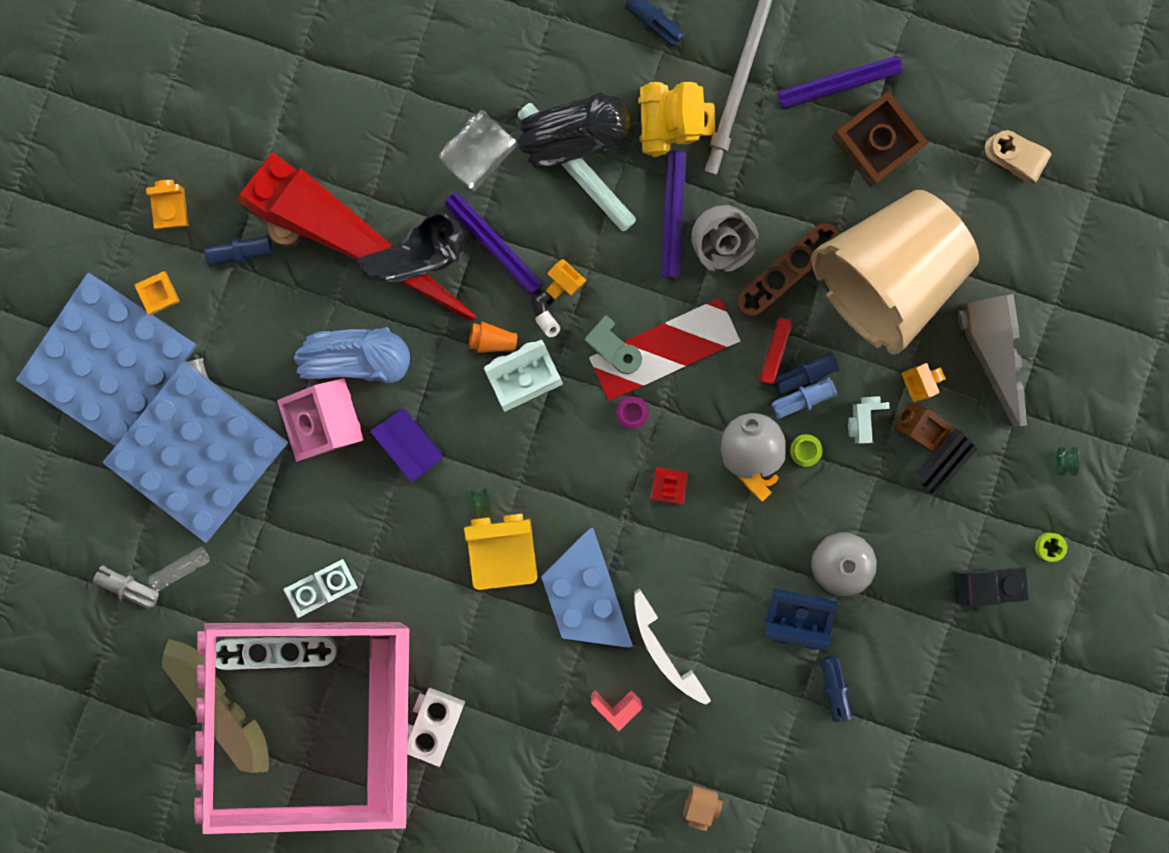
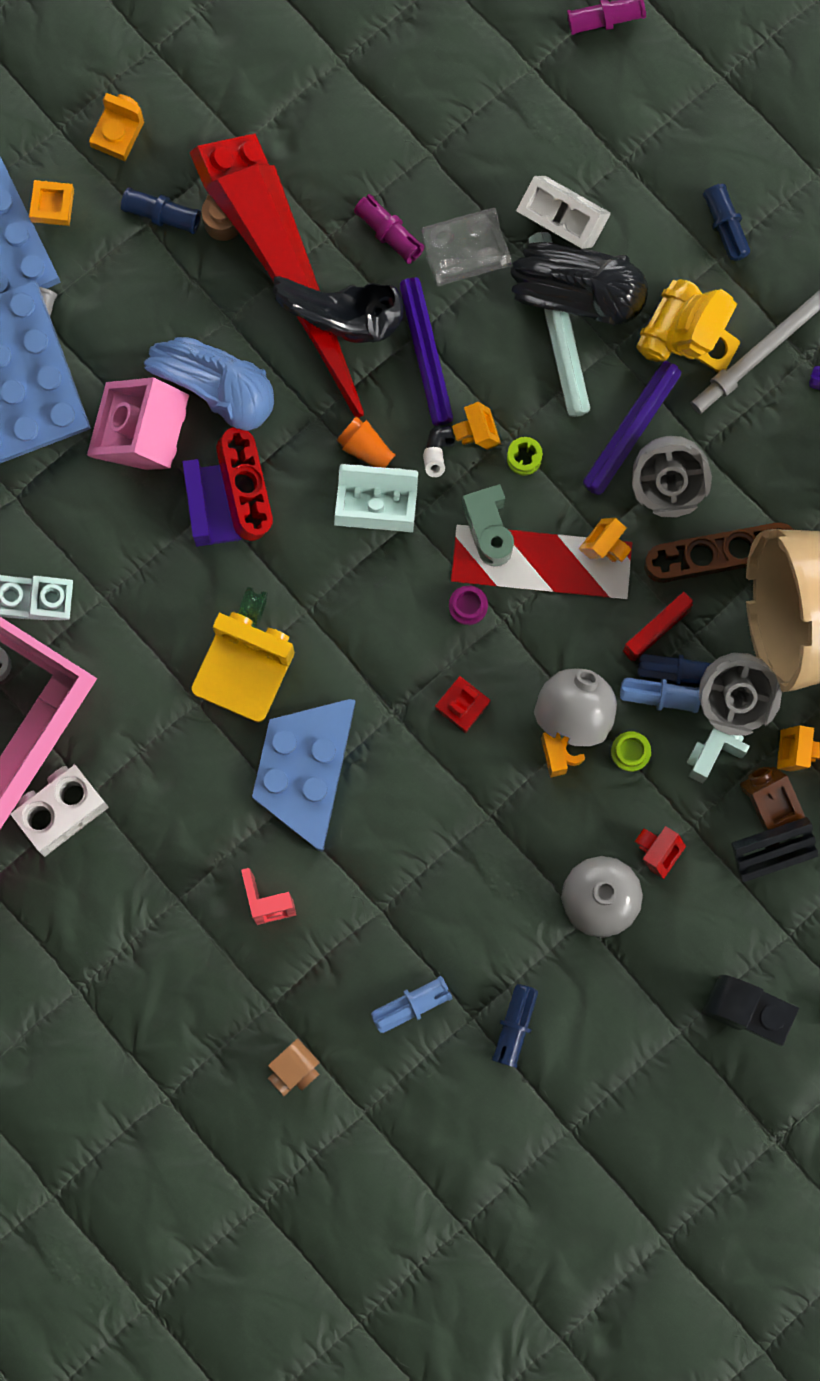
camera: 30 degrees right, 10 degrees down
(399, 406) = (261, 508): none -> red beam
(412, 167) = (389, 229): none -> magenta pin
(533, 83) = (563, 212): none -> white brick
(618, 279) = (530, 444): none -> lime bush
(688, 682) = (353, 825): white slope -> none
(702, 310) = (605, 541): none -> light orange tile
(756, 716) = (411, 1005): none -> medium blue axle
(800, 619) = (520, 925): dark blue bracket -> none
(861, 370) = (739, 693): none -> light grey cylinder
(868, 509) = (661, 850): none -> red tile

